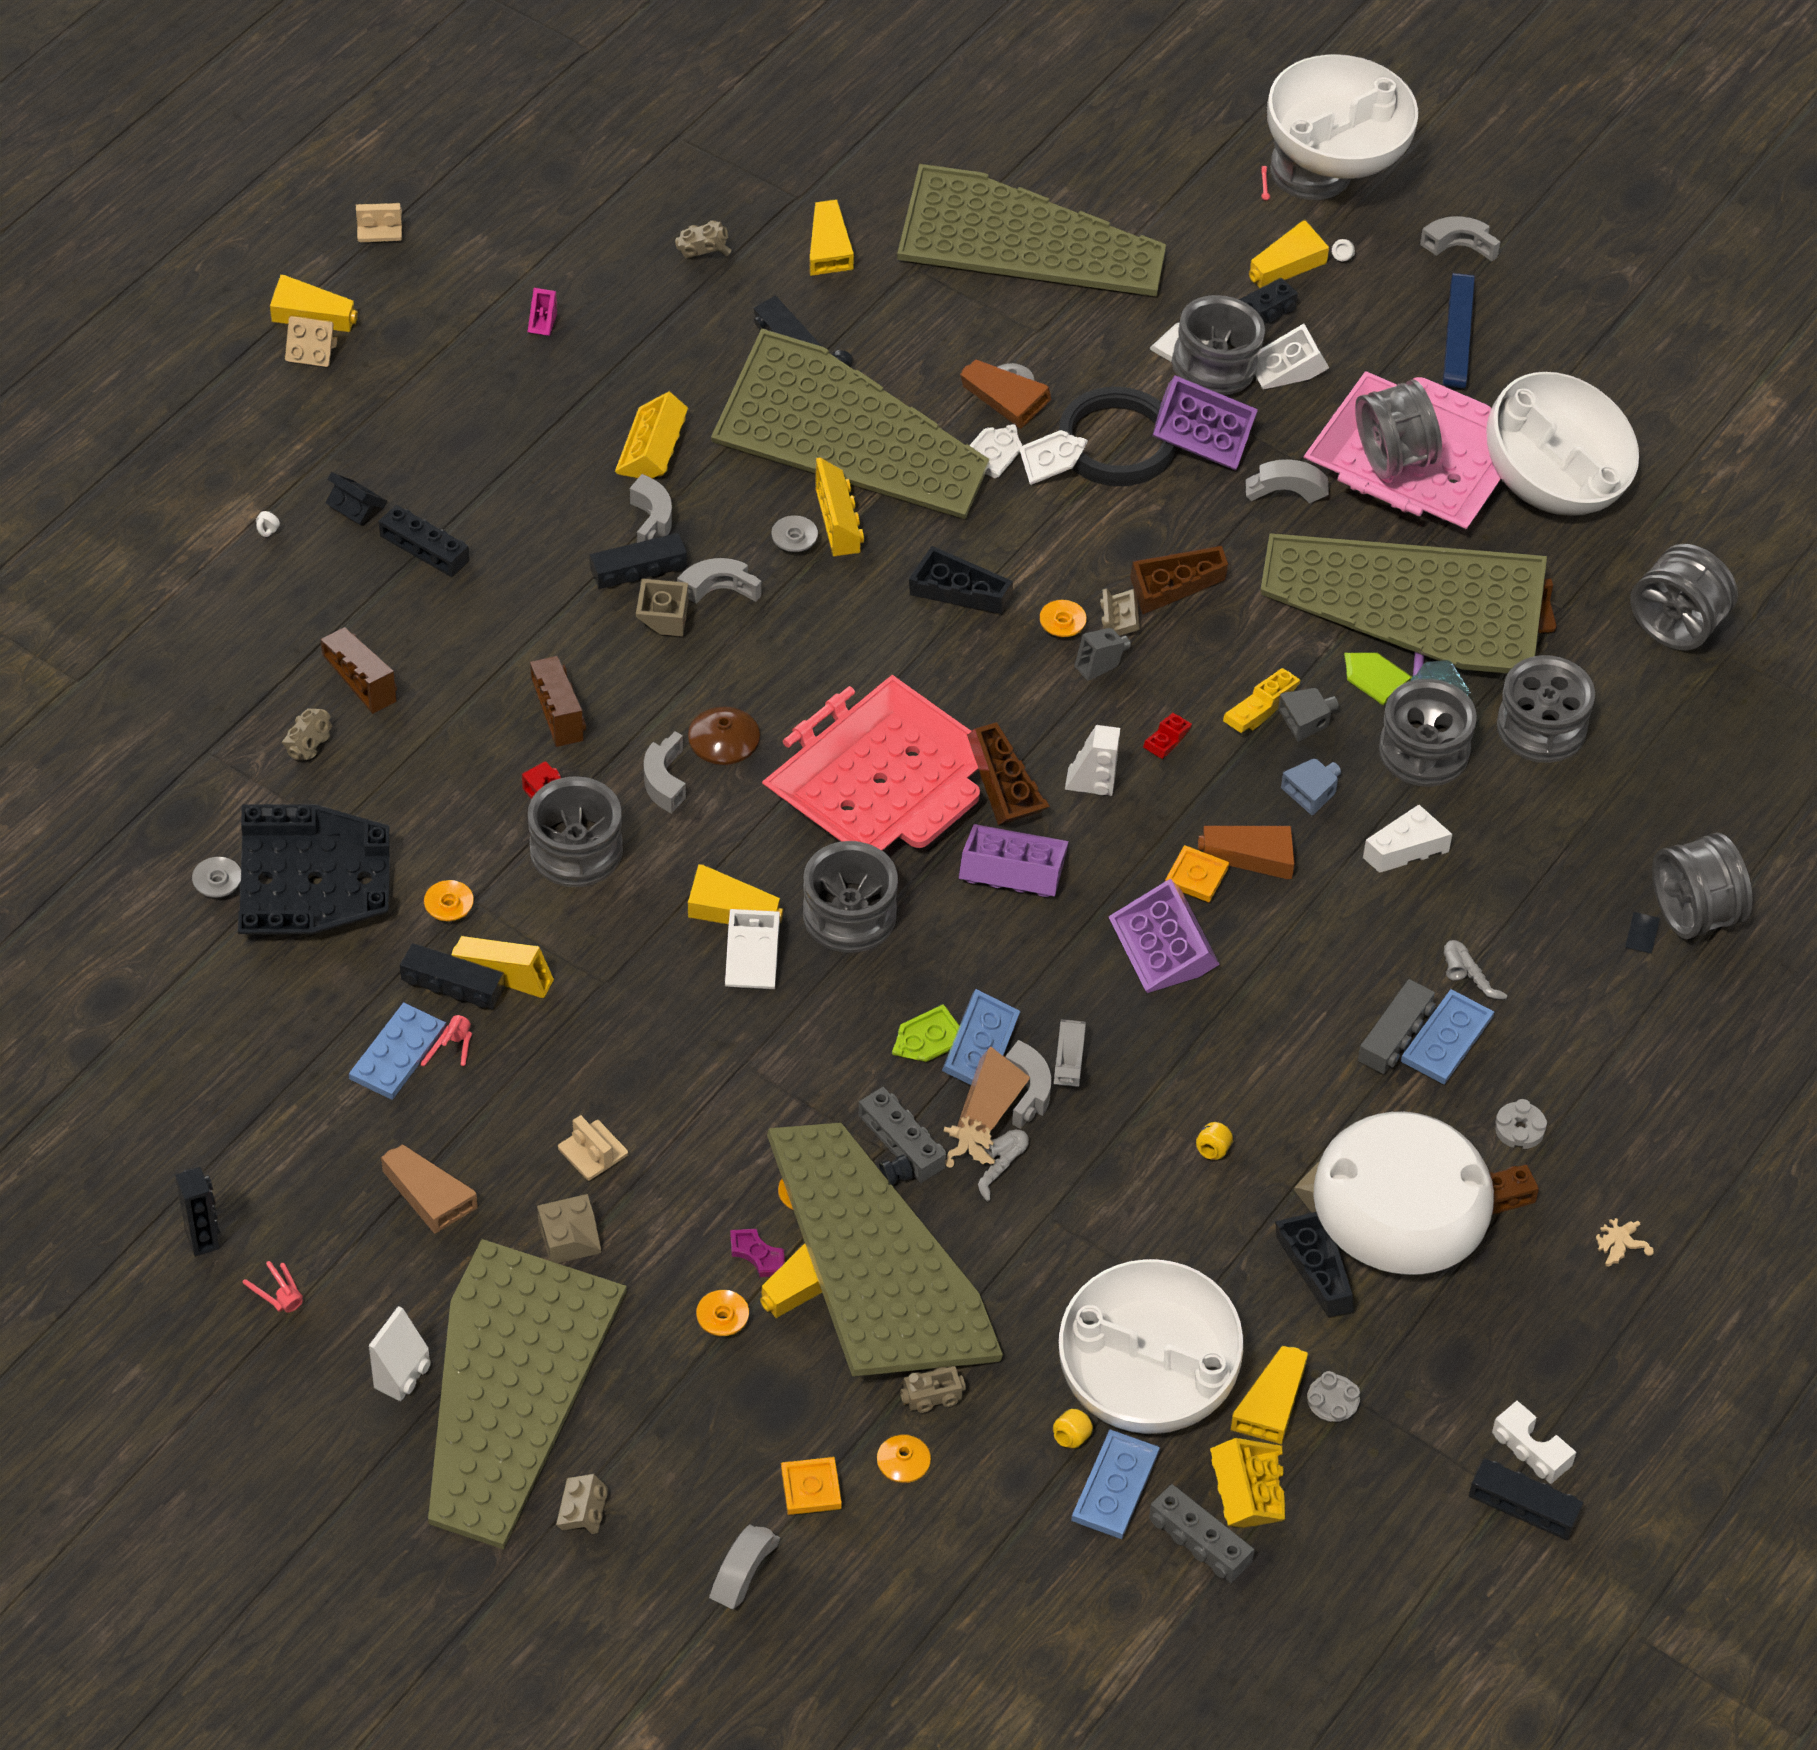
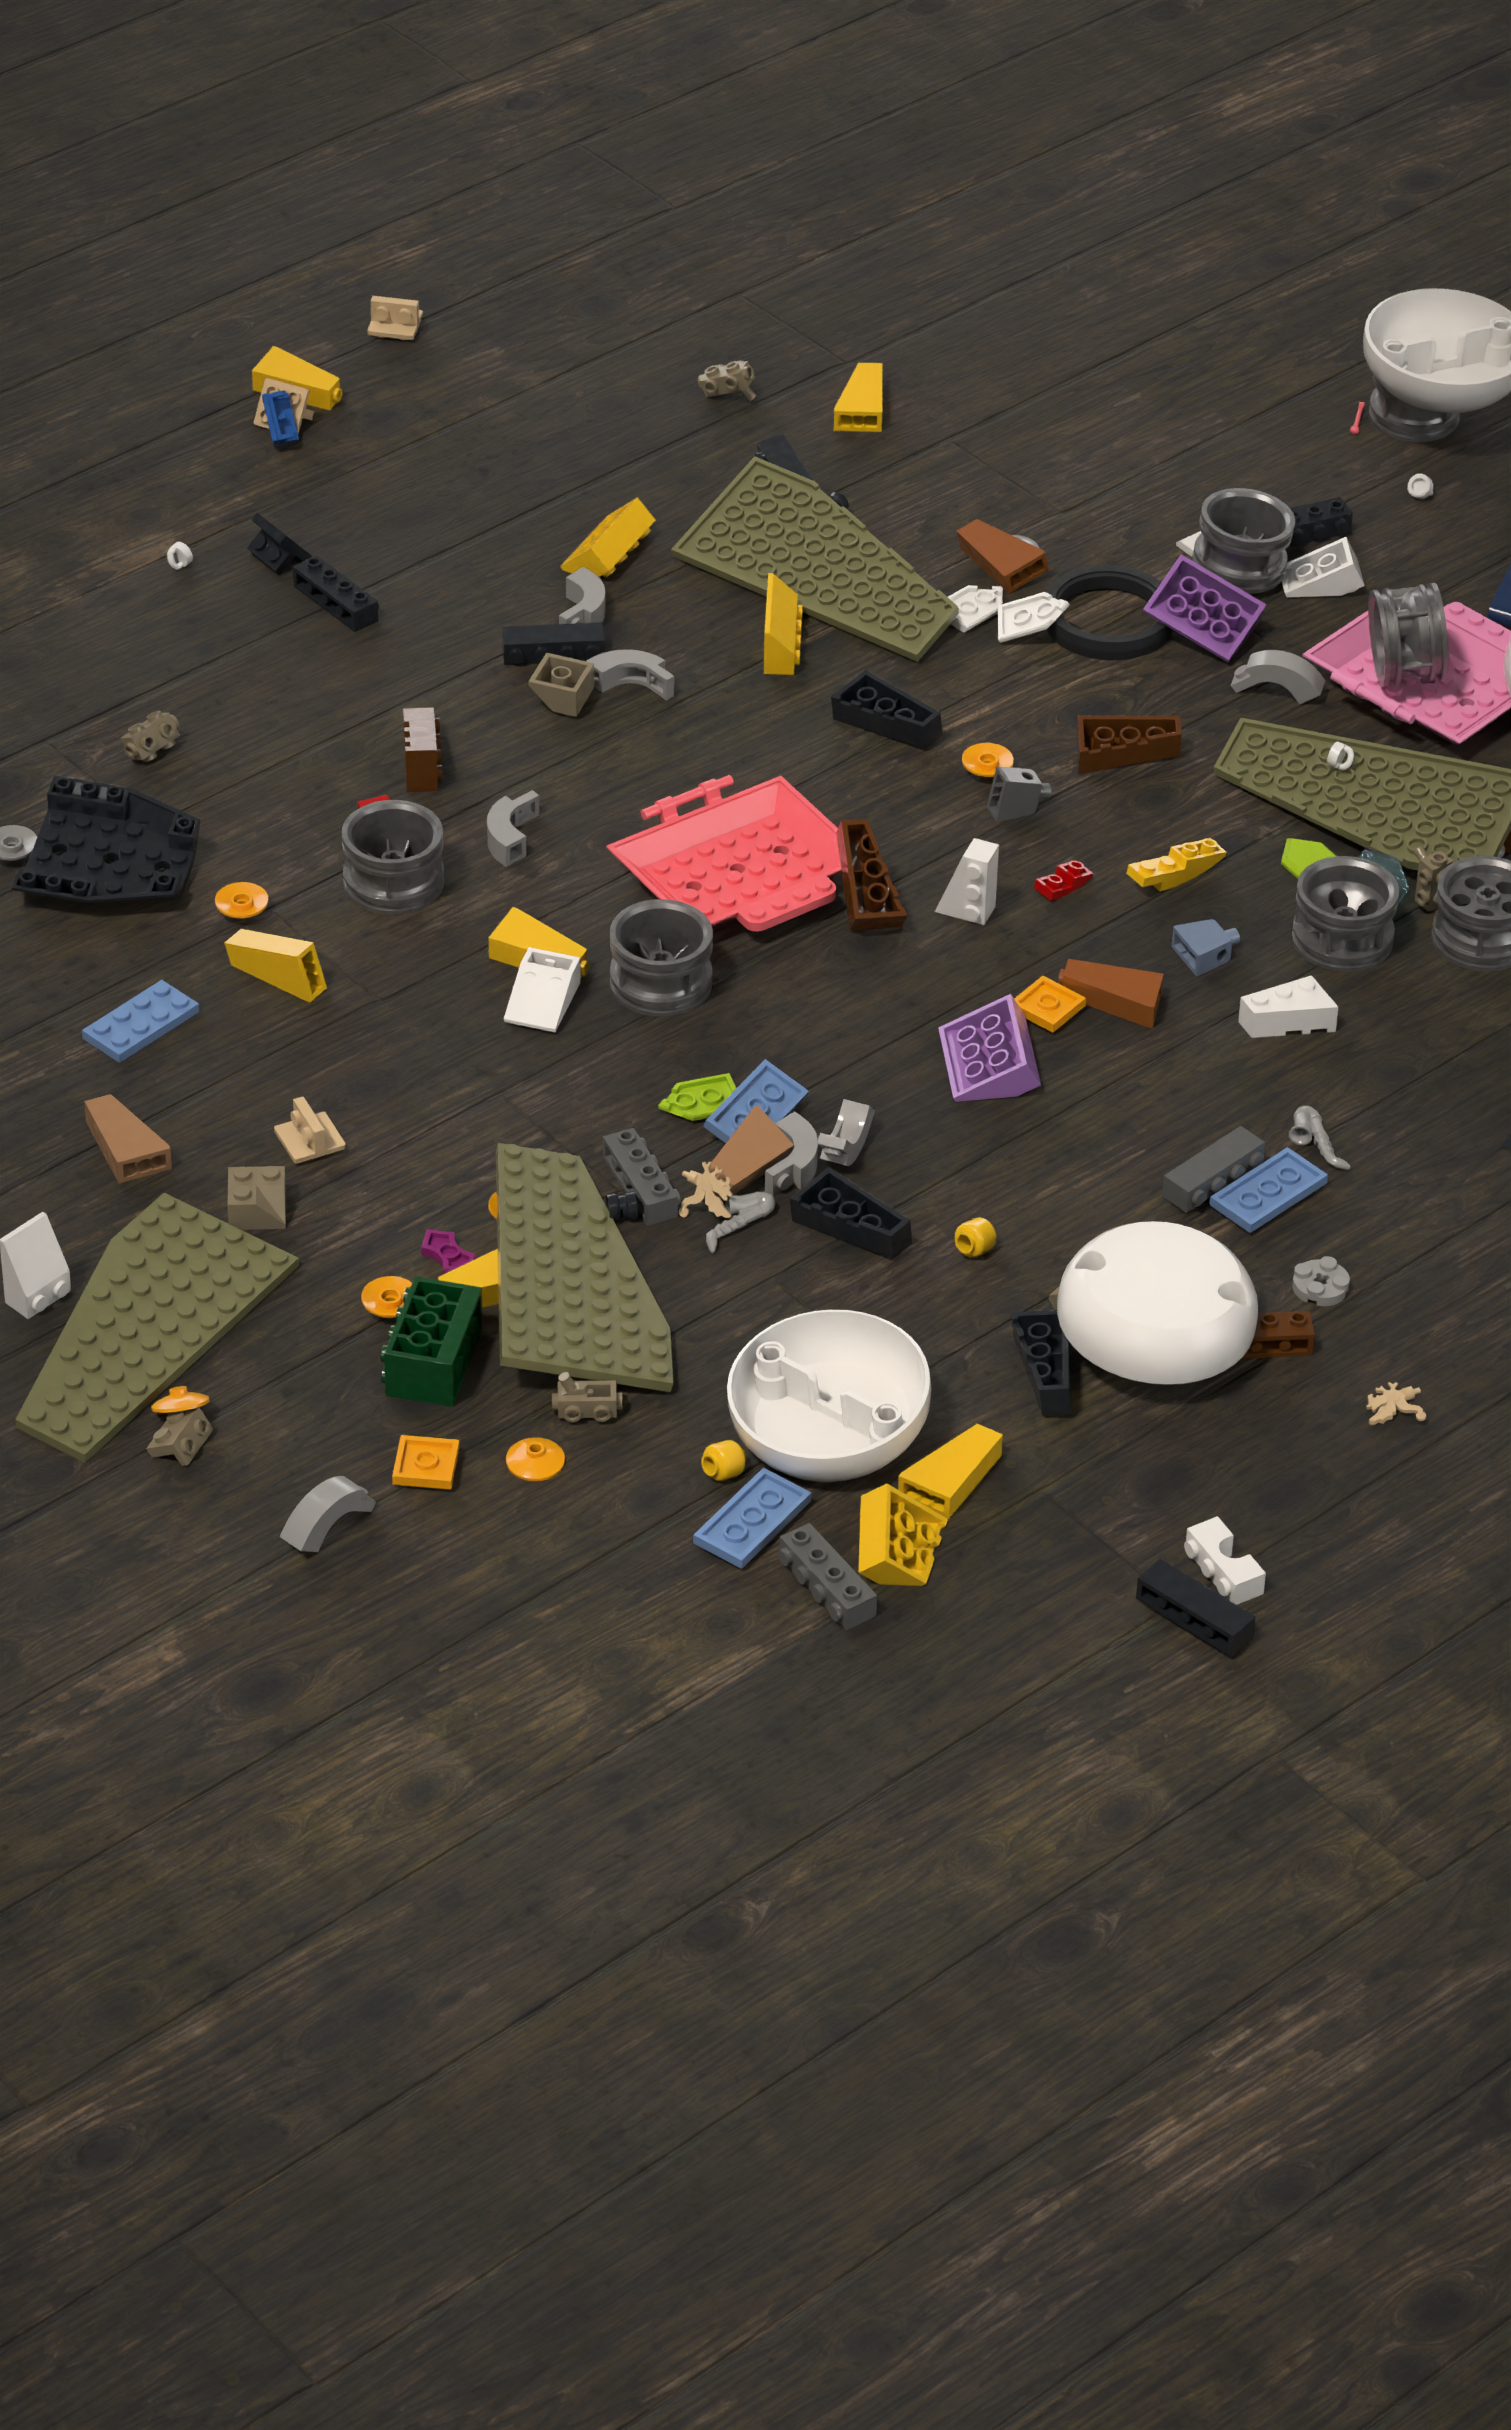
camera: 15 degrees right, 10 degrees down
(312, 355) = (280, 417): none -> blue hinge
(360, 669) = (227, 691): reddish brown wedge -> none
(452, 976) = (219, 963): black brick -> none
(455, 1031) = (206, 1012): coral plant -> none
(542, 311) = (535, 417): dark pink slope -> none
(572, 1470) = (180, 1401): none -> light orange dish
(723, 735) = (587, 808): reddish brown dish -> none
(778, 1357) = (432, 1341): none -> dark green brick
(794, 533) = (727, 644): light grey dish -> none
(993, 228) = (1052, 417): olive wing -> none
(1013, 860) = (851, 961): medium lavender slope -> none
(1101, 1140) = (850, 1214): none -> black wedge
(1120, 611) = (1052, 764): dark tan bracket -> none
(1289, 256) = (1359, 482): yellow slope -> none
(1306, 711) = (1223, 881): dark grey torso -> none
(1333, 1397) = (1019, 1484): light grey dish -> none
(1370, 562) = (1337, 755): none -> white tile
(1490, 680) = (1428, 875): none -> dark tan brick

